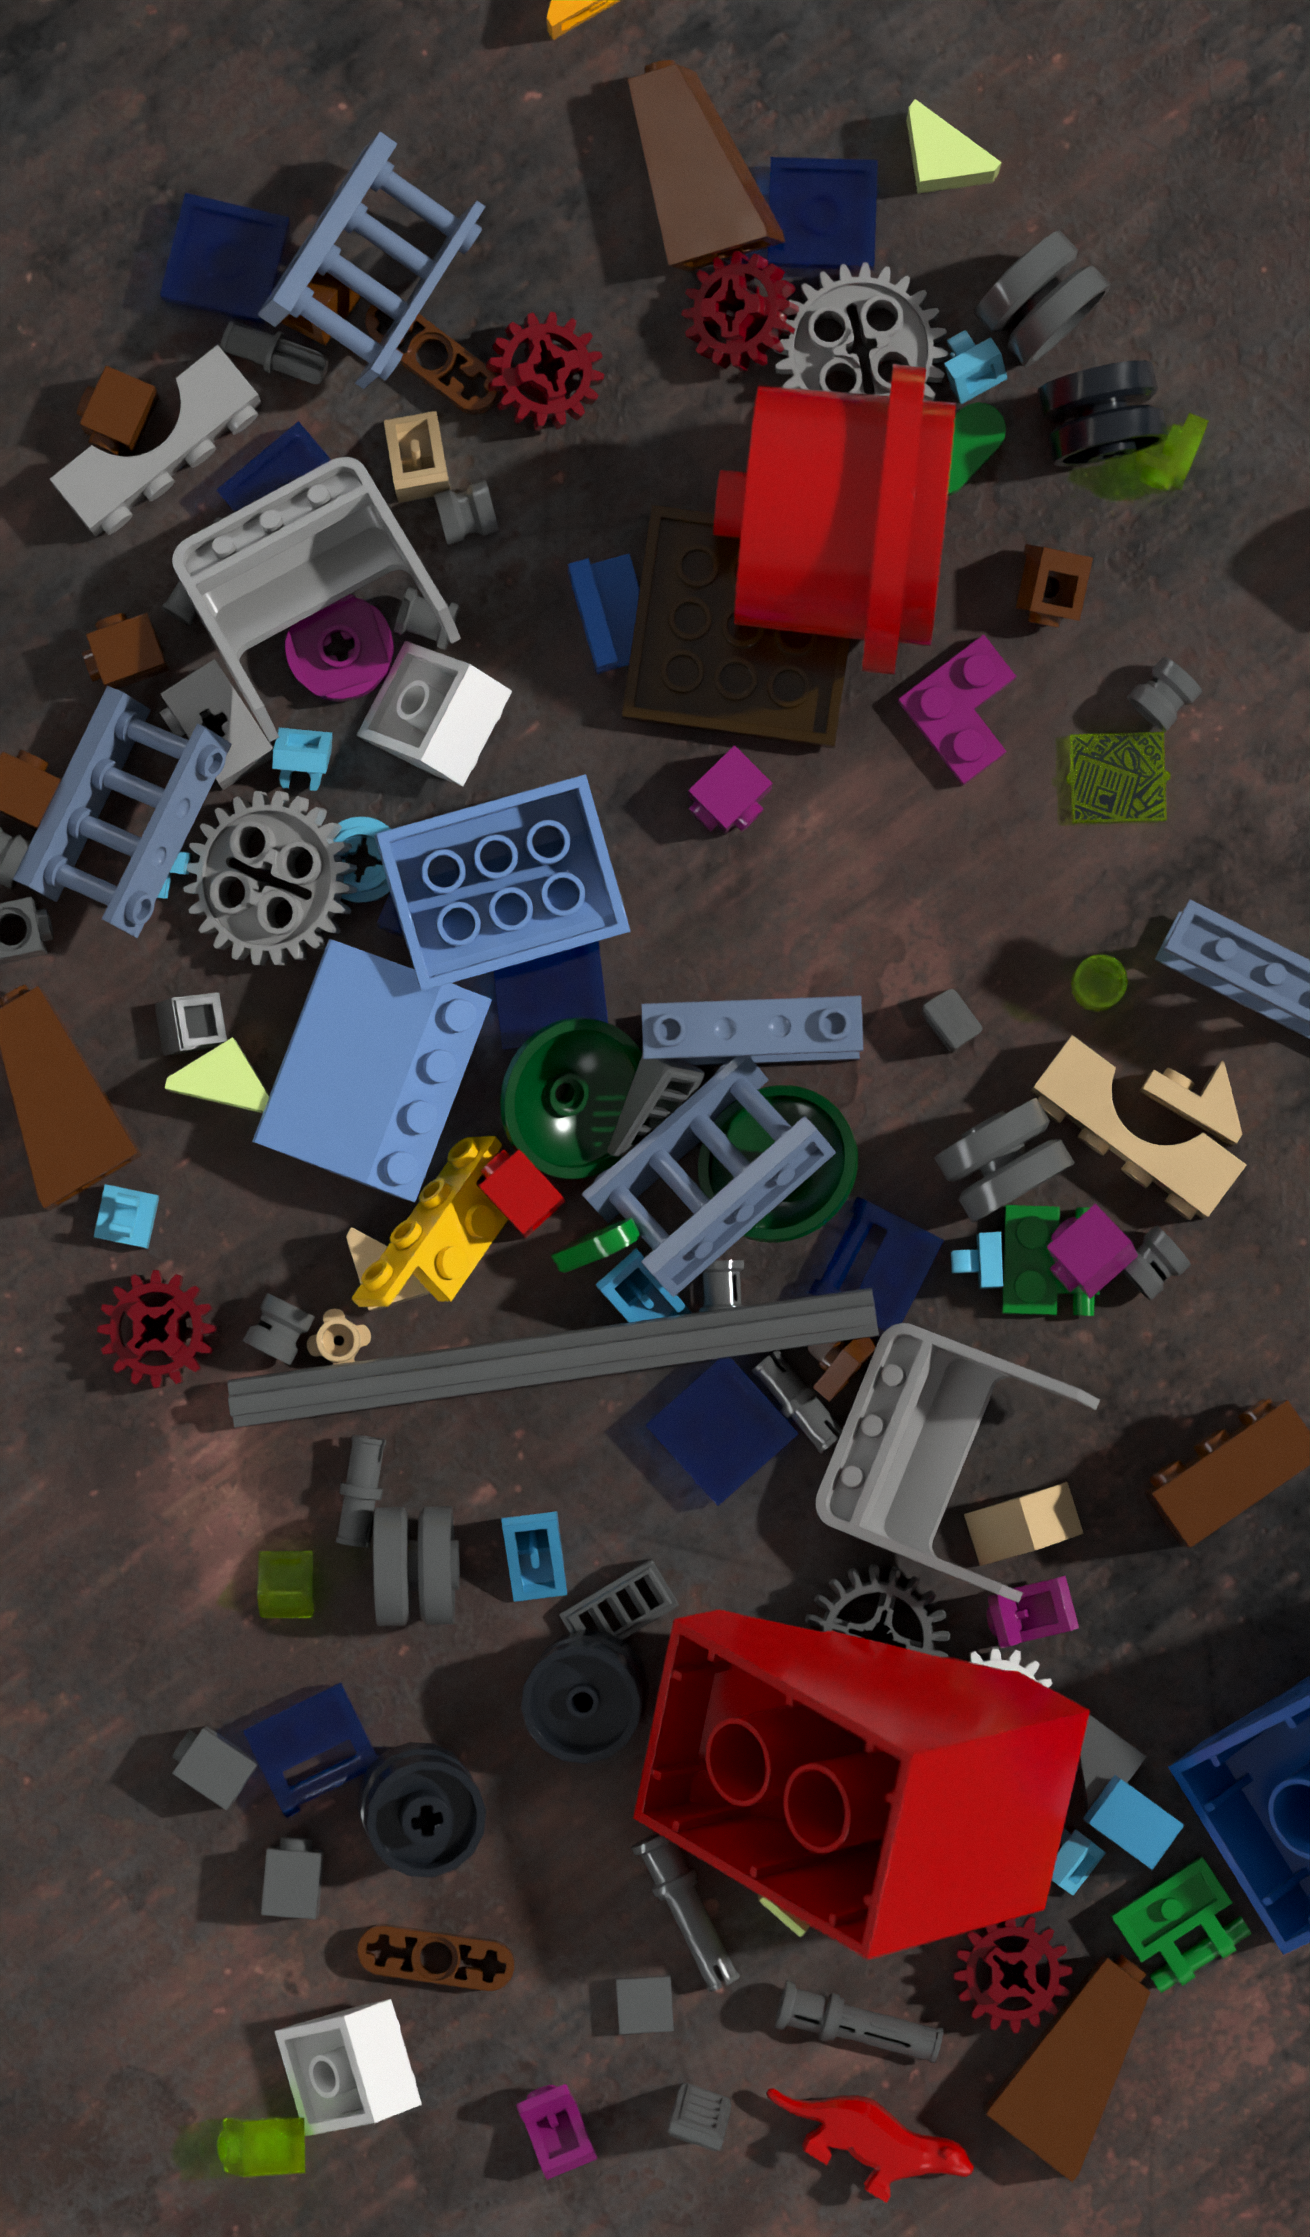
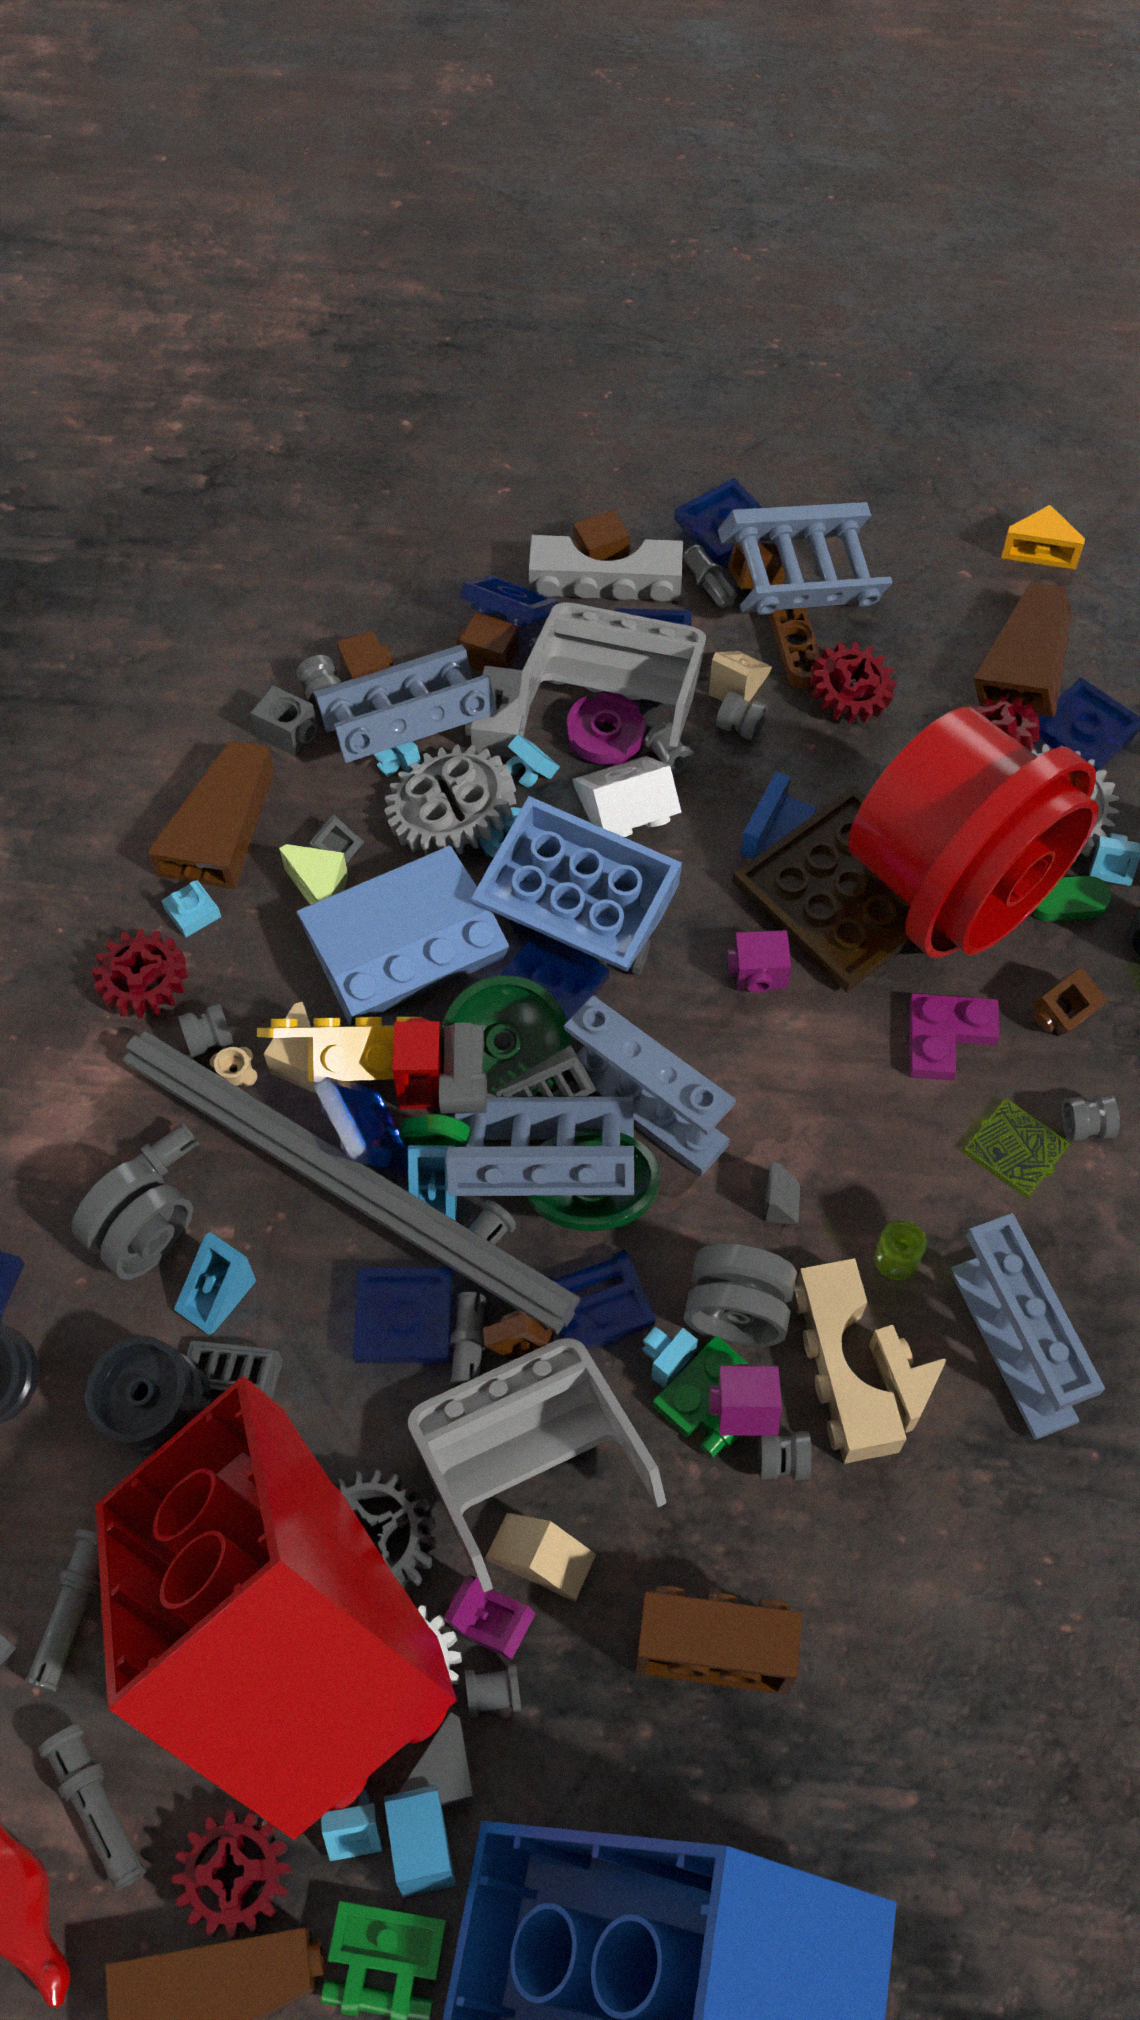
camera: 40 degrees right, 25 degrees down
(101, 581) = (514, 601): none -> clear blue plate
(285, 1584) = (55, 1178): clear neon green slope -> none
(527, 1295) = (363, 1124): none -> clear blue plate
(585, 1179) = (463, 1081): none -> dark grey piece
(1085, 1663) = (492, 1690): none -> dark grey bush

